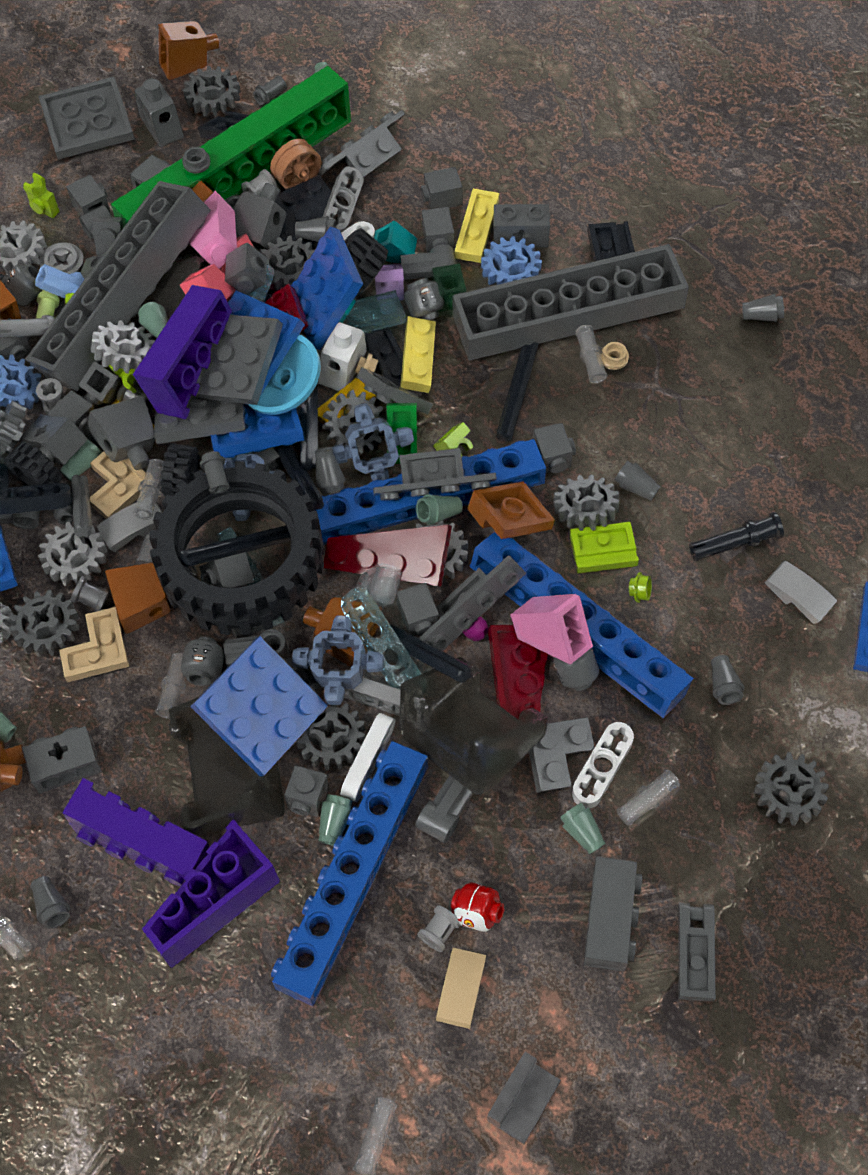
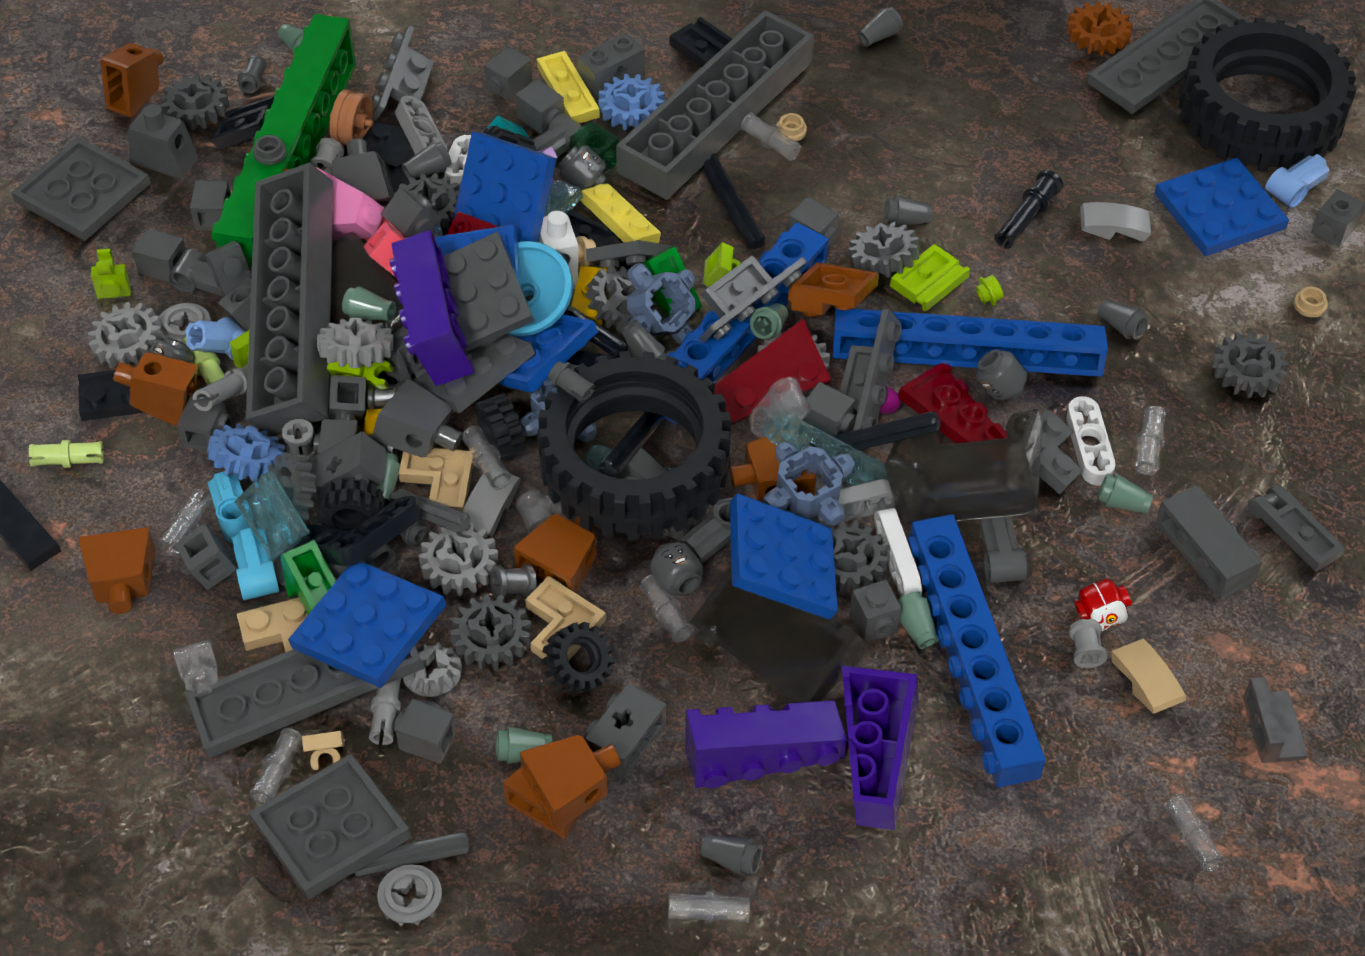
camera: 40 degrees left, 10 degrees down
(68, 702) = (596, 649): none -> black tyre
(554, 626) = (965, 344): bright pink slope -> none

